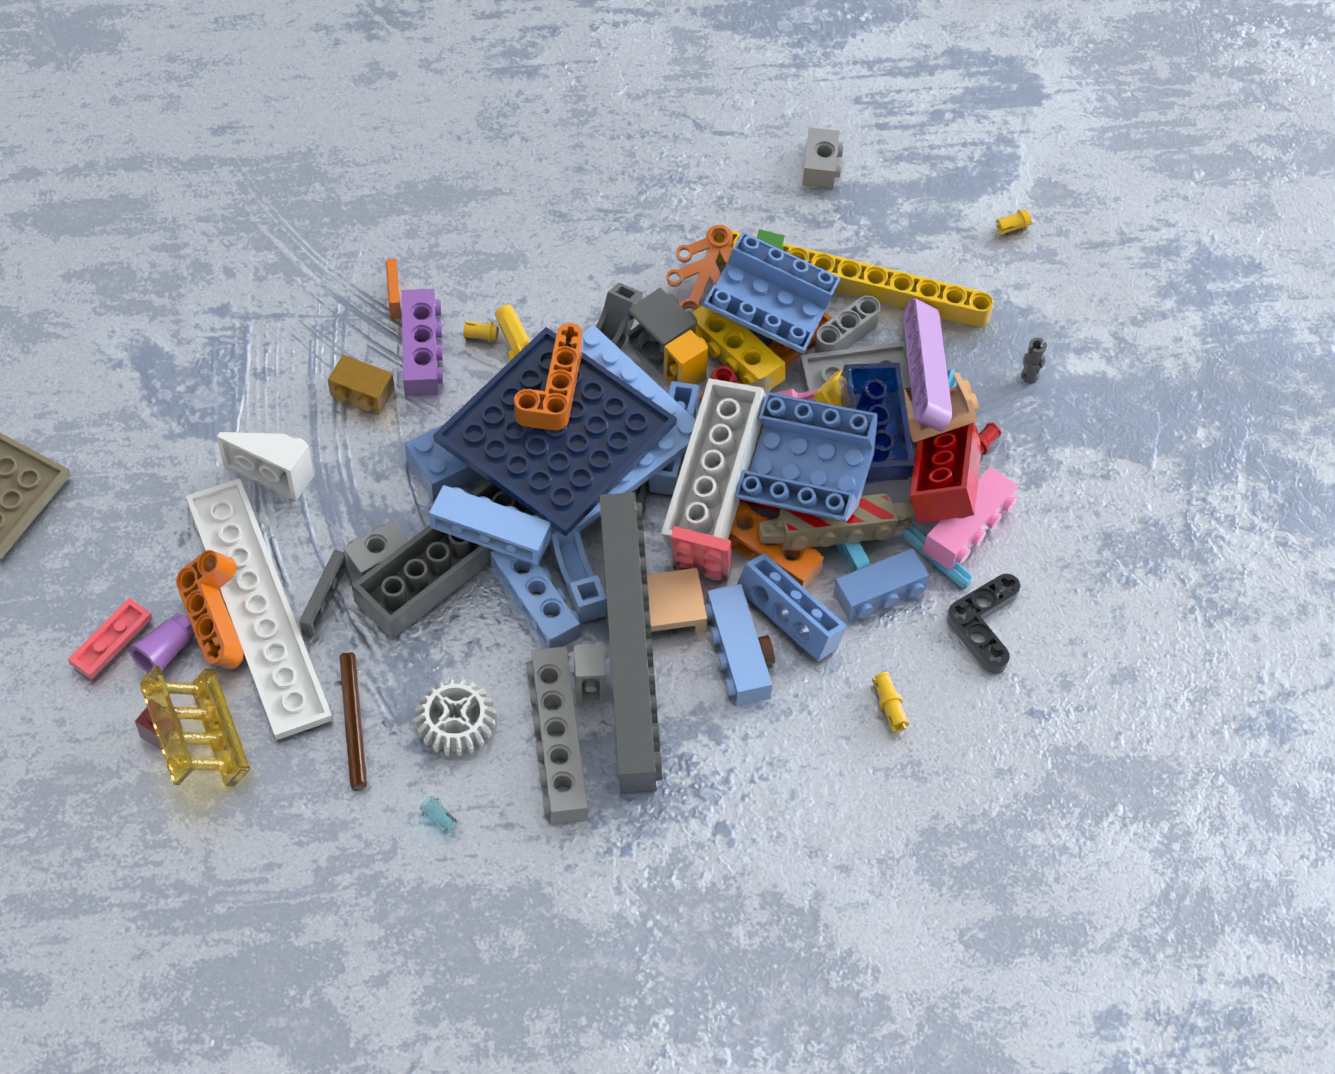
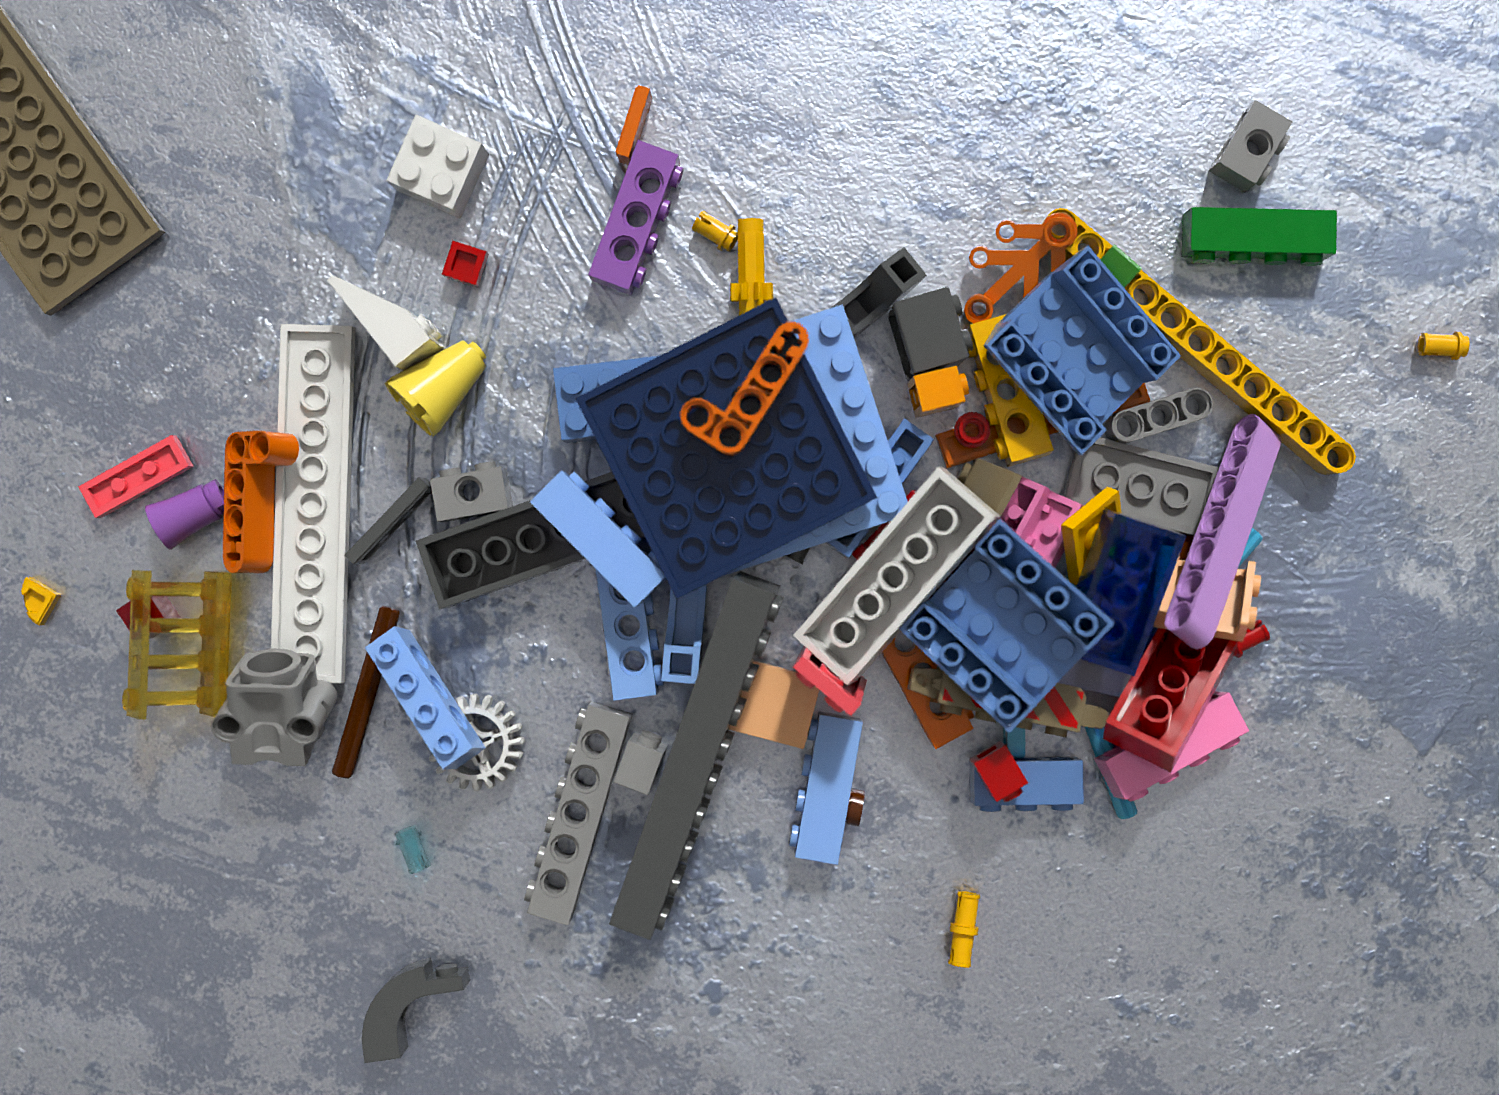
camera: 25 degrees right, 30 degrees up
(62, 756) = (39, 600): none -> yellow tile
(262, 359) = (438, 166): none -> white brick
(286, 727) = (274, 708): none -> light grey piece
(308, 413) = (465, 263): none -> red plate
(319, 493) = (437, 384): none -> light yellow cone
(361, 384) = (541, 250): pearl gold brick -> none
(406, 684) = (425, 698): none -> light blue brick
(477, 914) = (384, 1023): none -> dark grey arch
(791, 607) = (907, 772): medium blue brick -> none
(854, 202) = (1259, 234): none -> green brick
(855, 569) = (999, 772): none -> red brick
(974, 620) = (1108, 870): black beam -> none
(1034, 360) = (1359, 568): dark grey pin -> none

